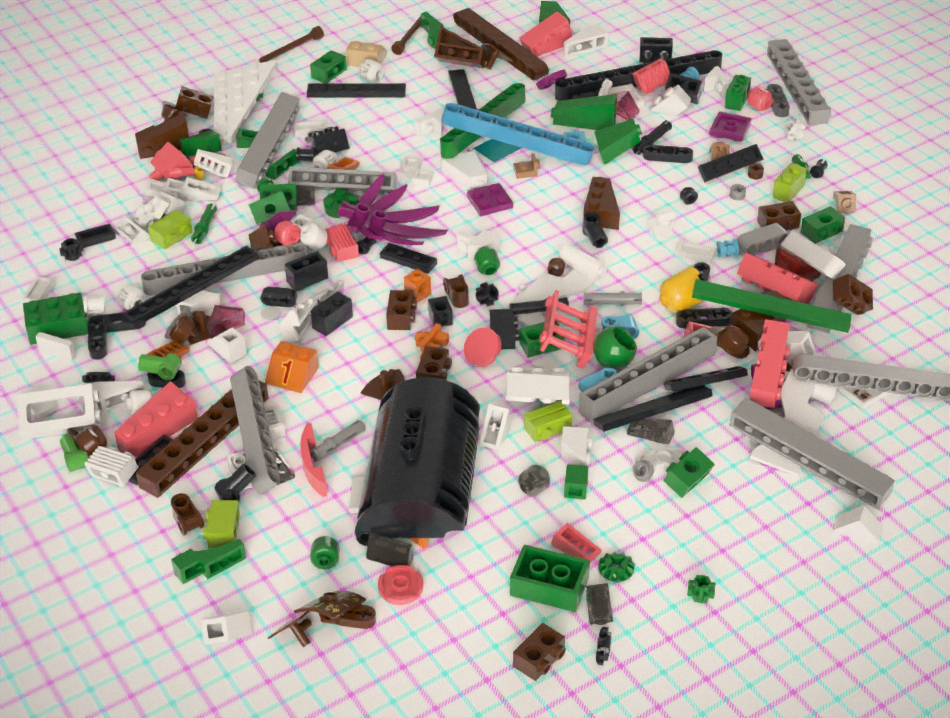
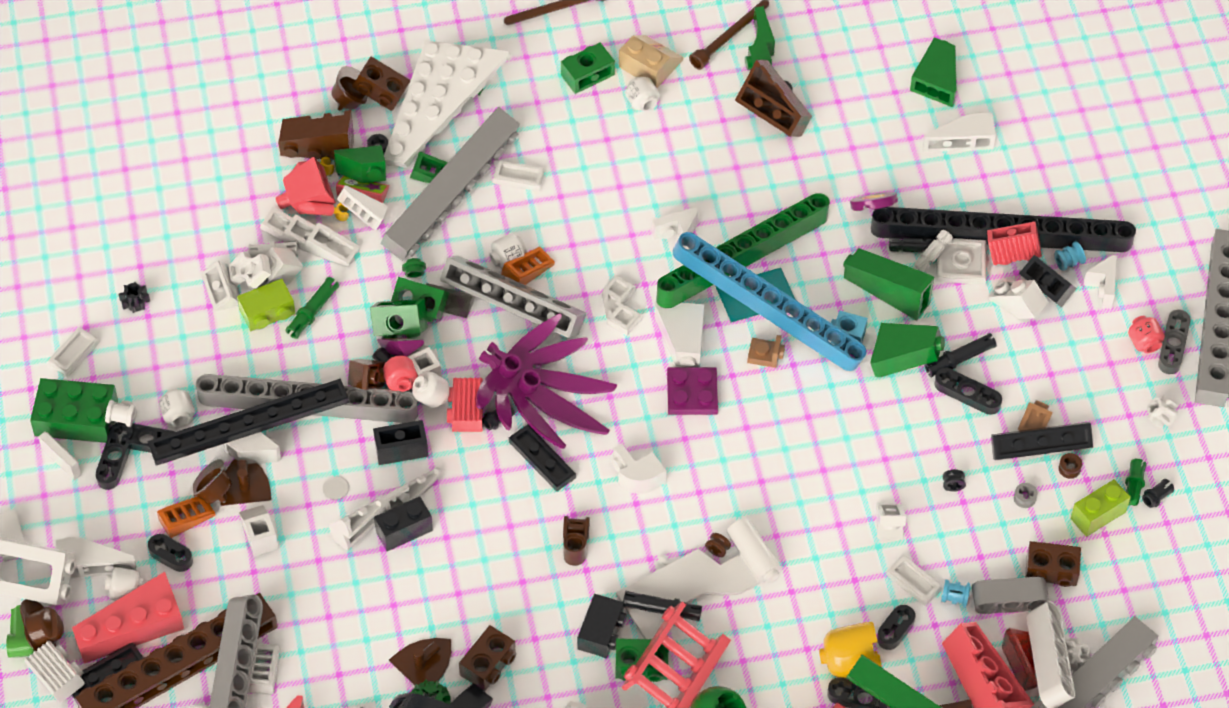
camera: 20 degrees right, 15 degrees up
(92, 377) = (89, 527): black gear -> none
(95, 235) = (173, 279): black tile -> none
(165, 366) = (169, 541): bright green piece -> none
(225, 318) = (270, 486): clear pink slope -> none
(278, 297) = (352, 469): black beam -> none
(282, 165) = (452, 236): green slope -> none
(292, 367) = (320, 593): orange slope -> none
(305, 154) = (488, 227): black bush -> none
(331, 139) = (527, 210): black bracket -> none
(334, 201) = (493, 320): green plate -> none
(356, 90) = (609, 123): black tile -> none
(400, 310) = (485, 546): reddish brown brick -> none
(419, 283) = (528, 515): orange brick -> none
(431, 338) = (503, 610): orange hips -> none
(440, 311) = (541, 560): black brick -> none
(461, 88) = (746, 184): black tile -> none
(482, 347) = (559, 649): coral tile -> none
(487, 33) = (842, 99): reddish brown beam -> none
(487, 261) = (634, 503): green head -> none
(487, 294) = (607, 561): black gear -> none
(493, 53) = (818, 121): reddish brown shield -> none
(547, 35) = (909, 110): coral wedge -> none
(594, 230) = (797, 499): black piece -> none
(603, 202) = (826, 456): reddish brown wedge -> none
(613, 298) = (771, 626): light grey pin -> none
(626, 106) = (948, 282): clear pink slope -> none
(626, 322) = (749, 677): medium azure piece -> none
(655, 46) = (1048, 190): black brick -> none
(730, 126) = (1079, 370): magenta plate -> none
(737, 92) = (1121, 311): green brick -> none
(822, 224) = (1114, 589): green brick -> none
(845, 201) = (1160, 564): medium nougat bracket -> none

